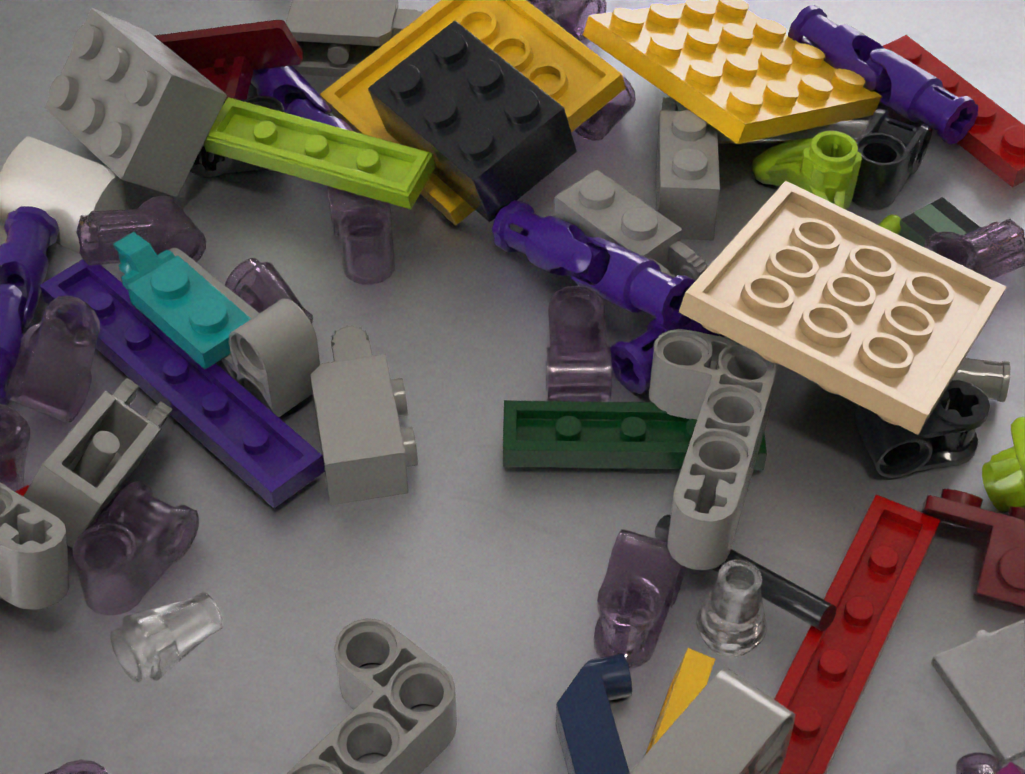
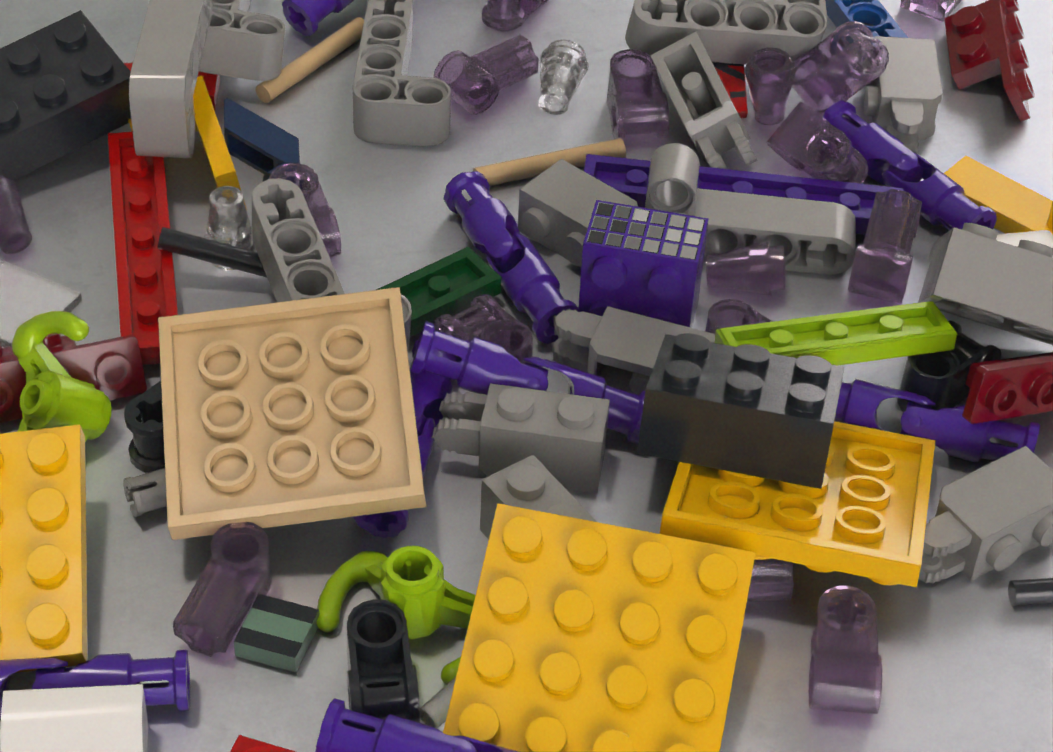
camera: 140 degrees right, 5 degrees down
(178, 300) = (779, 192): teal hinge -> none
(262, 692) = (479, 78): none -> clear purple piece
(299, 540) = (535, 165): none -> tan bar
(397, 292) = (642, 262): none -> dark purple brick
(461, 265) = (614, 345): none -> light grey hinge
(466, 430) = (523, 270): none -> dark purple piece

